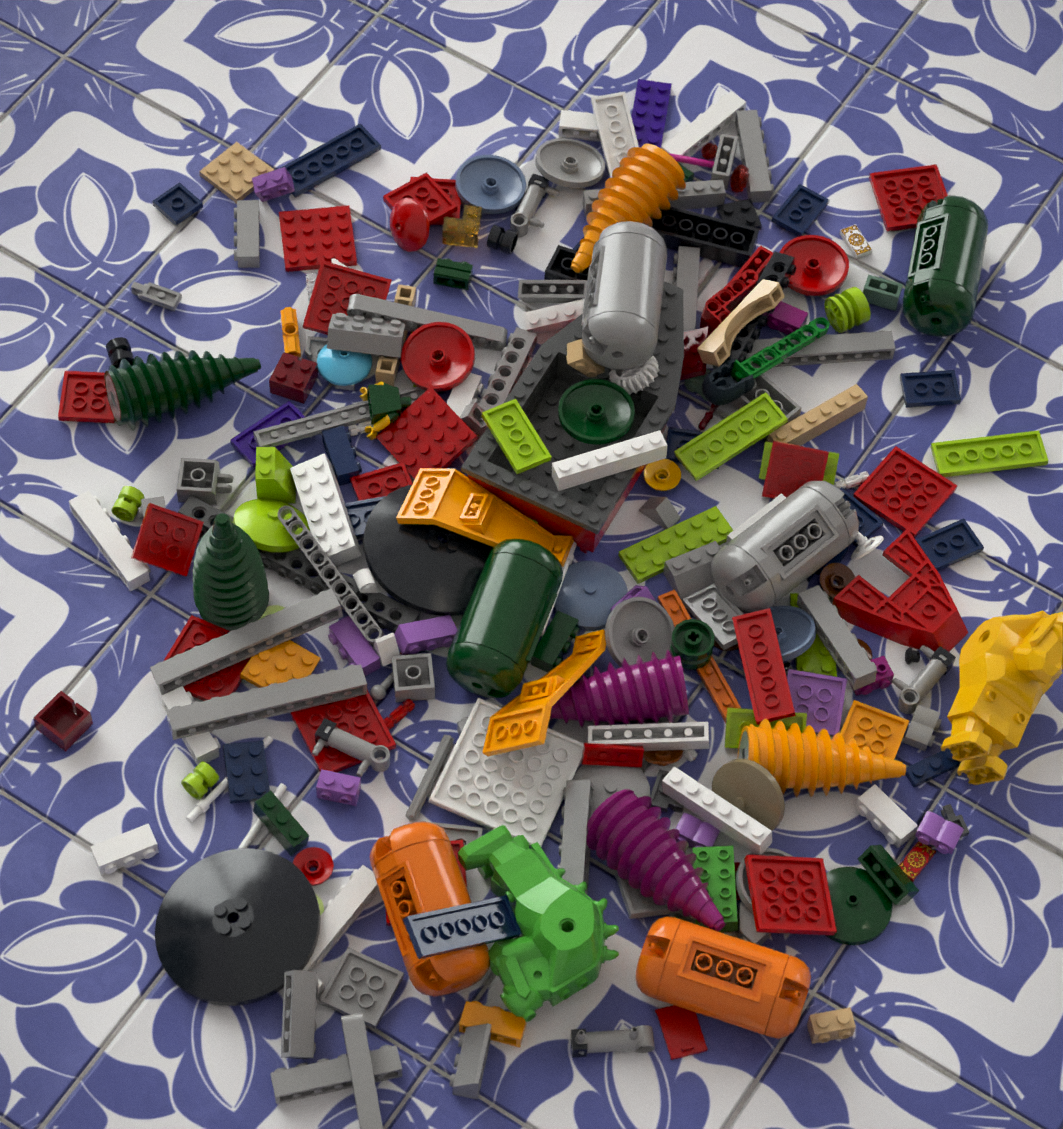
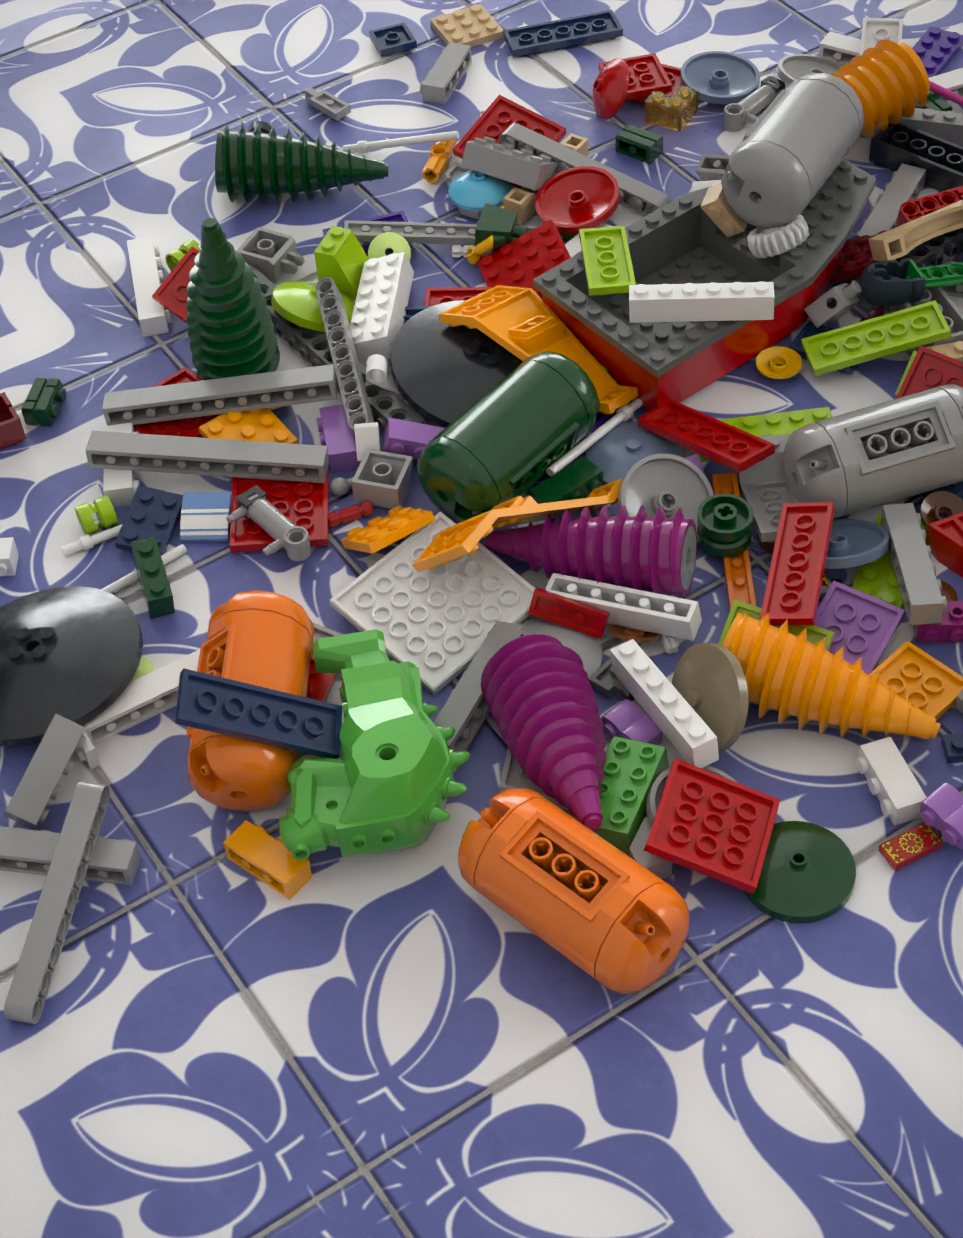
camera: 30 degrees right, 10 degrees down
(84, 398) = (196, 169): red plate -> none
(88, 684) = (43, 402): none -> dark green brick
(216, 337) = (364, 146): none -> white bar
(273, 184) = (493, 36): medium lavender brick -> none
(288, 753) = (205, 517): none -> slope
(293, 377) = (419, 193): dark red piece -> none
(295, 445) = (388, 241): none -> yellowish green dish
(315, 858) = (164, 631): red dish -> none
(317, 237) = (526, 86): red plate -> none
(338, 787) = (238, 563): medium lavender brick -> none
(341, 454) = (429, 266): dark blue brick -> none
(361, 987) = (140, 772): light grey plate -> none
(429, 777) = (322, 602): light grey axle -> none
(442, 724) = (387, 530): none -> light orange plate
(471, 1061) = (217, 892): light grey slope -> none
(502, 239) = (708, 124): black wheel -> none
(596, 411) = (712, 256): dark green dish -> none
(635, 1039) = (434, 935): light grey piece -> none
(644, 567) = (706, 435): none -> red plate
(660, 511) = (760, 398): light grey slope -> none
(681, 1031) = (499, 947): red container -> none
(687, 411) = (833, 304): none -> light grey torso
(831, 1025) = (698, 1002): tan brick -> none
(888, 875) = (861, 846): dark green brick -> none

